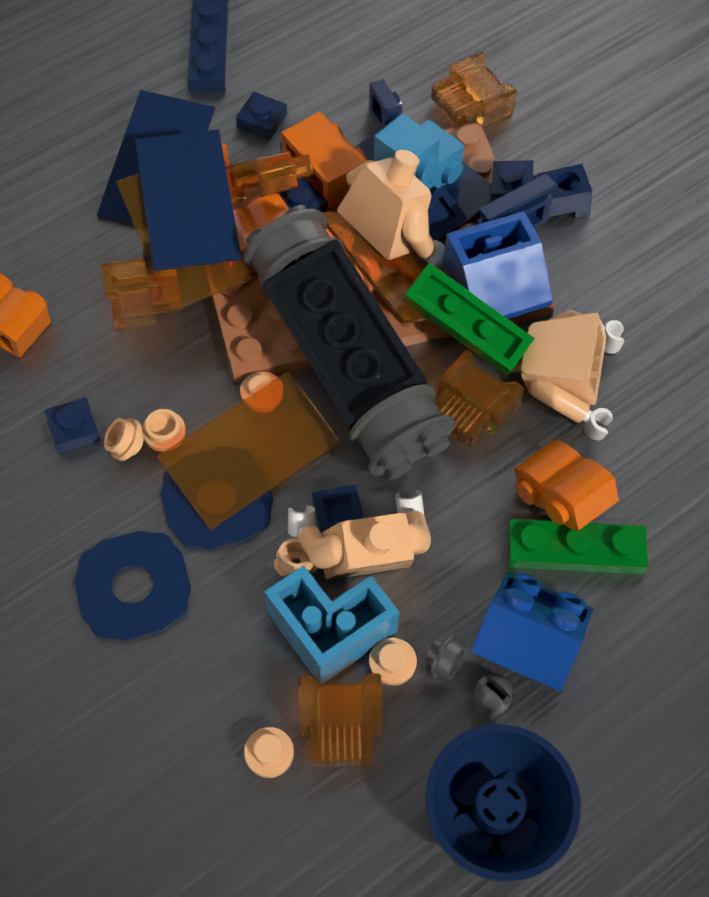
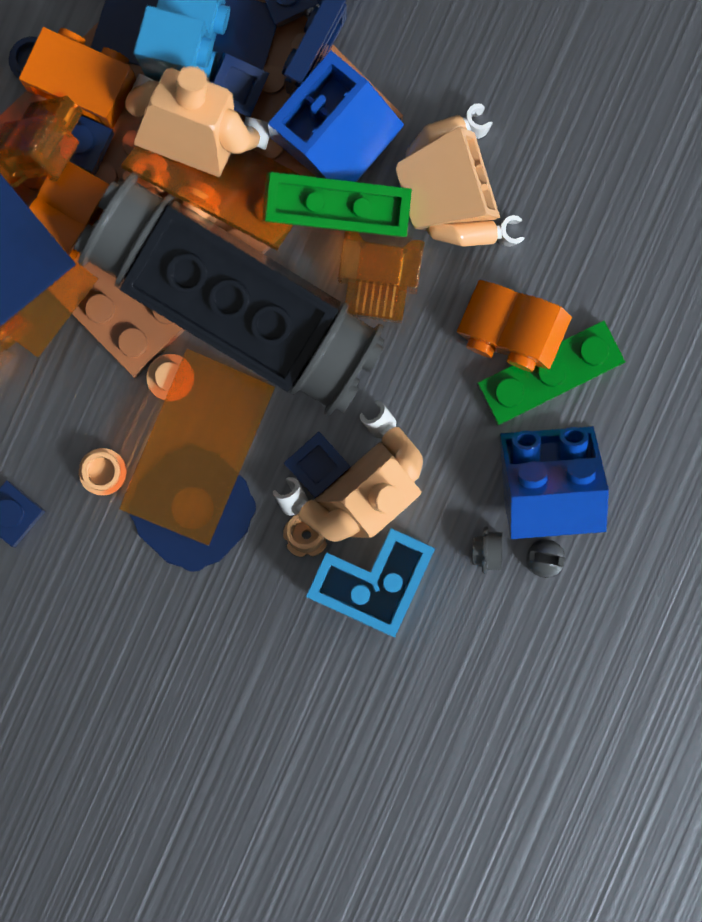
camera: 30 degrees left, 25 degrees up
(124, 438) = (72, 503): light nougat plate -> none
(126, 621) = (209, 635): dark blue piece -> none
(269, 752) = (384, 720): light nougat plate -> none
(340, 720) = (430, 660): clear orange piece -> none
(393, 660) = (445, 580): light nougat plate -> none
(504, 773) = (638, 678): dark blue piece -> none

